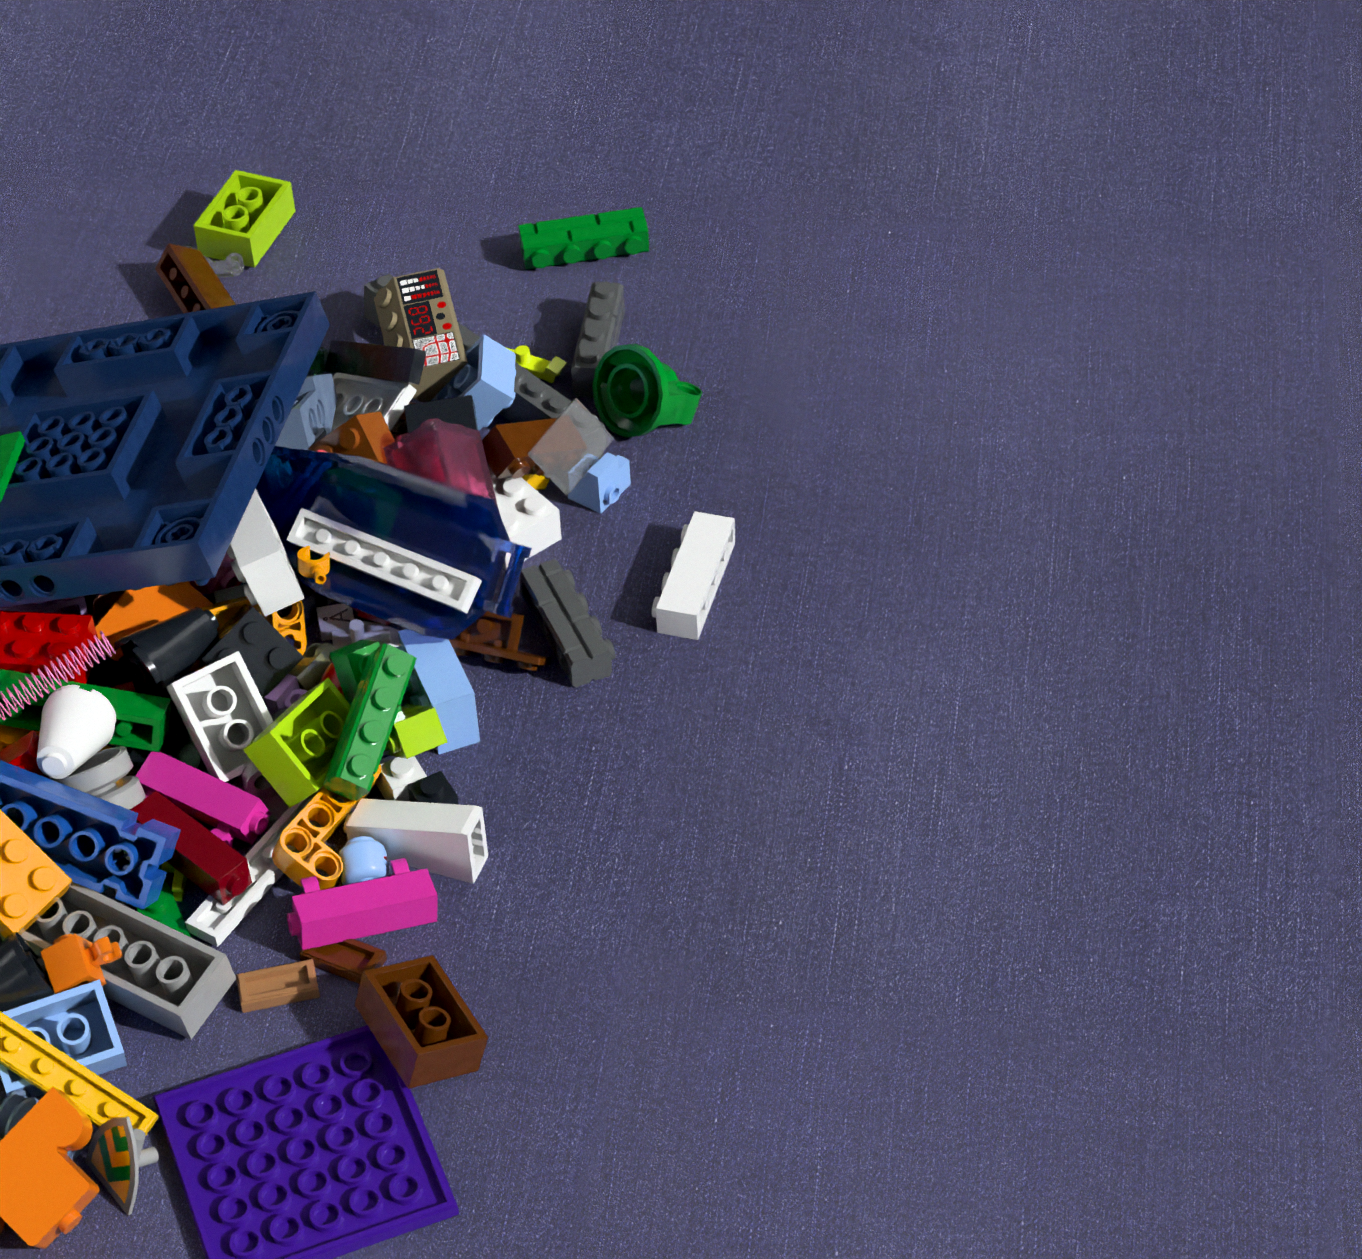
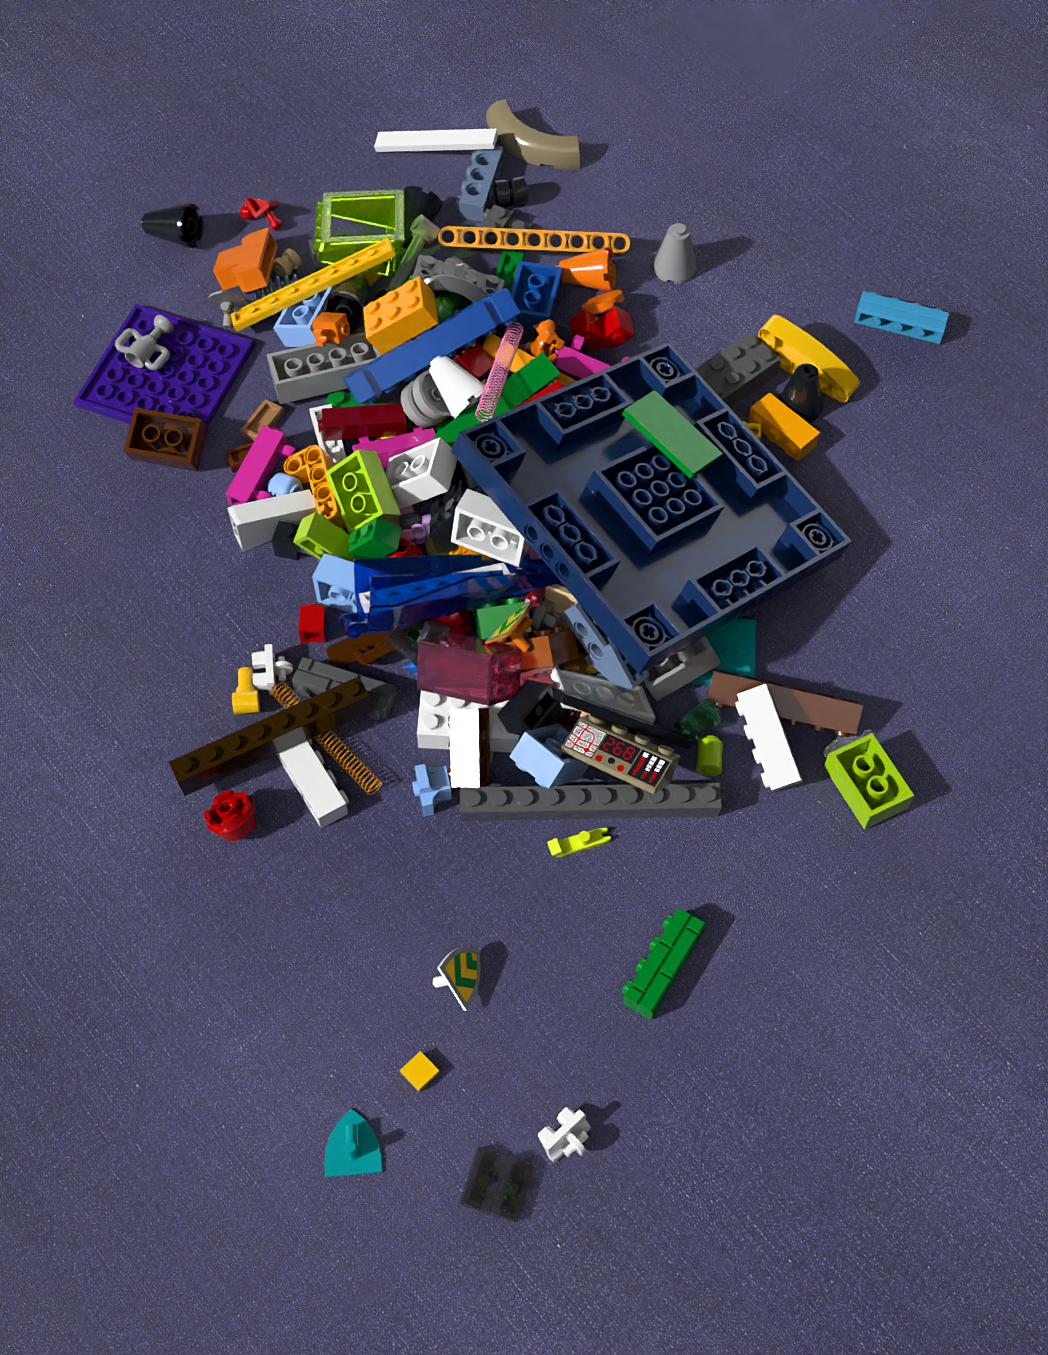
camera: 130 degrees right, 15 degrees up
(287, 274) = (769, 738): none -> white brick
(300, 1180) = (144, 346): none -> light grey piece
(313, 569) = (461, 556): light orange piece -> none
(341, 328) = (709, 756): none -> lime brick
(369, 722) = (331, 506): brick -> none
(374, 437) = (514, 627): none -> shield
(517, 705) = (312, 623): none -> red brick
(570, 446) = (449, 766): clear piece -> none
(598, 333) = (553, 887): dark grey brick -> none
(611, 693) = (266, 660): none -> white hips
(634, 593) = (376, 781): none -> light orange piece
(640, 392) = (473, 864): green piece -> none
(669, 688) = (246, 697): none -> yellow pin
(697, 594) = (271, 736): none -> dark brown brick
(766, 345) = (461, 973): none -> shield
(807, 199) = (568, 1137): none -> white hips
(811, 581) = (231, 815): none -> red cone
(869, 317) = (419, 1071): none -> yellow tile
(896, 219) = (497, 1185): none -> clear smoke slope
(984, 315) = (352, 1148): none -> teal shield

